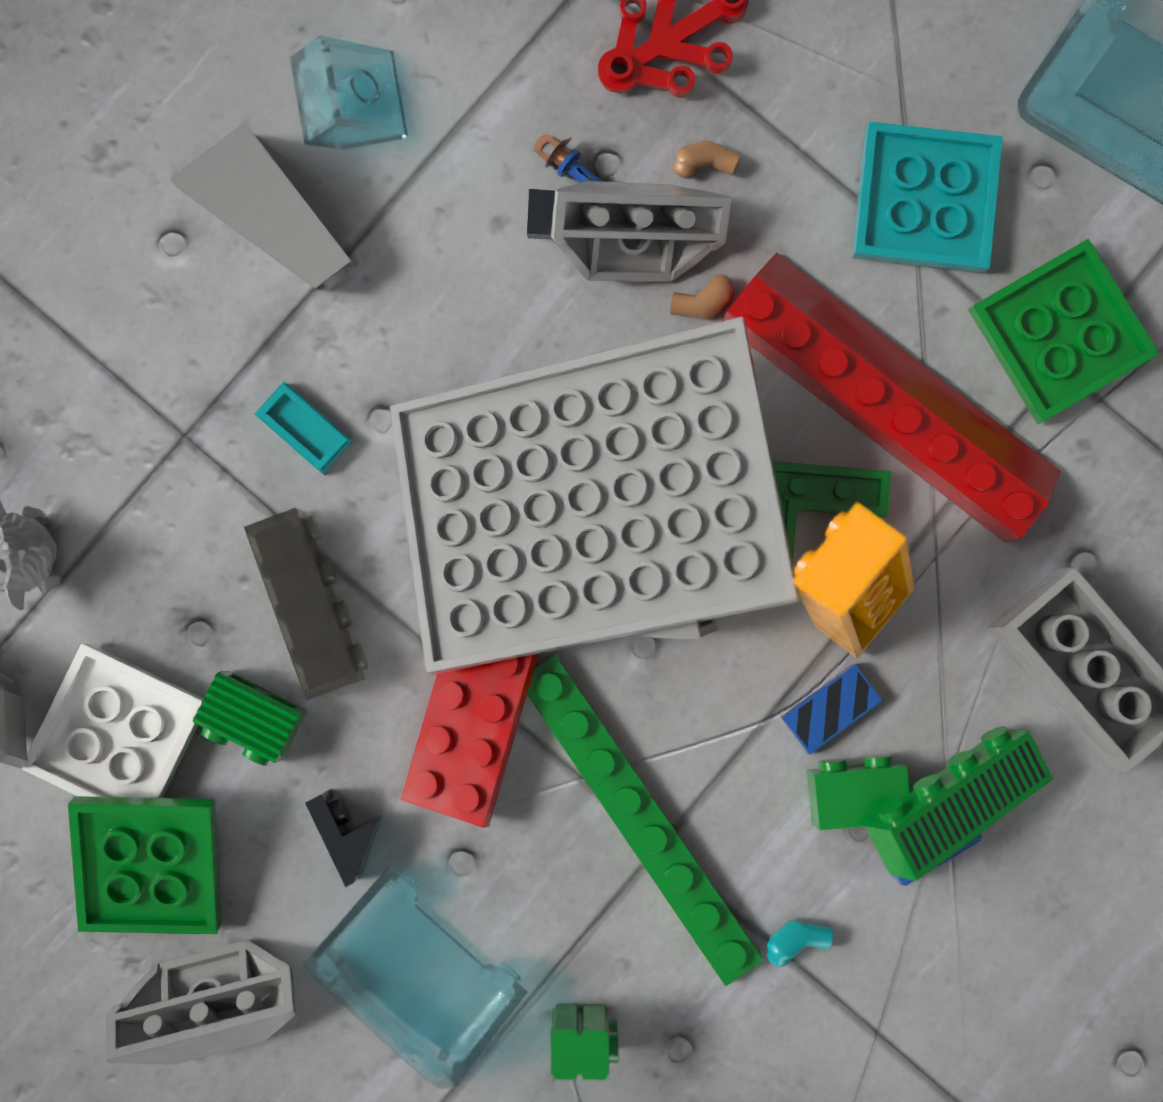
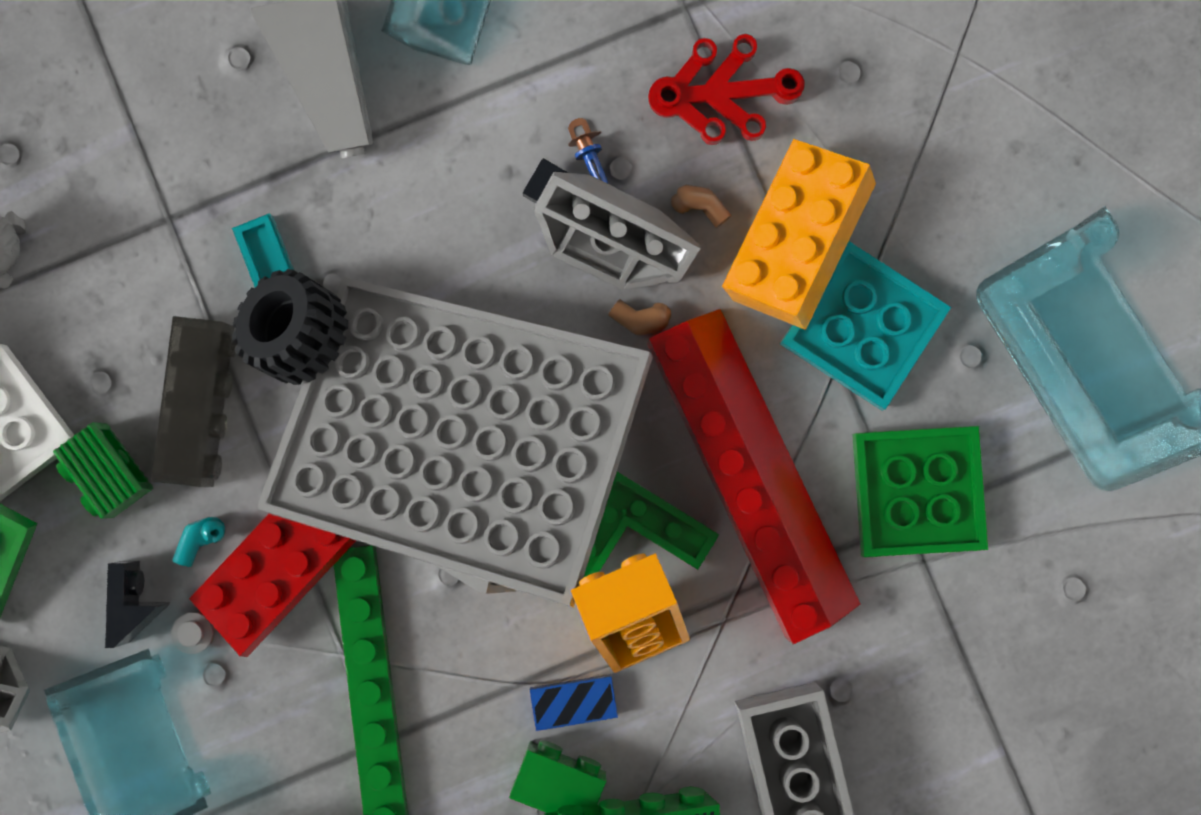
camera: 25 degrees right, 0 degrees up
(340, 472) = (290, 327): none -> black tyre
(375, 734) = (196, 535): none -> teal arm
(421, 831) = (192, 633): none -> light grey plate
(820, 136) = (800, 233): none -> light orange brick

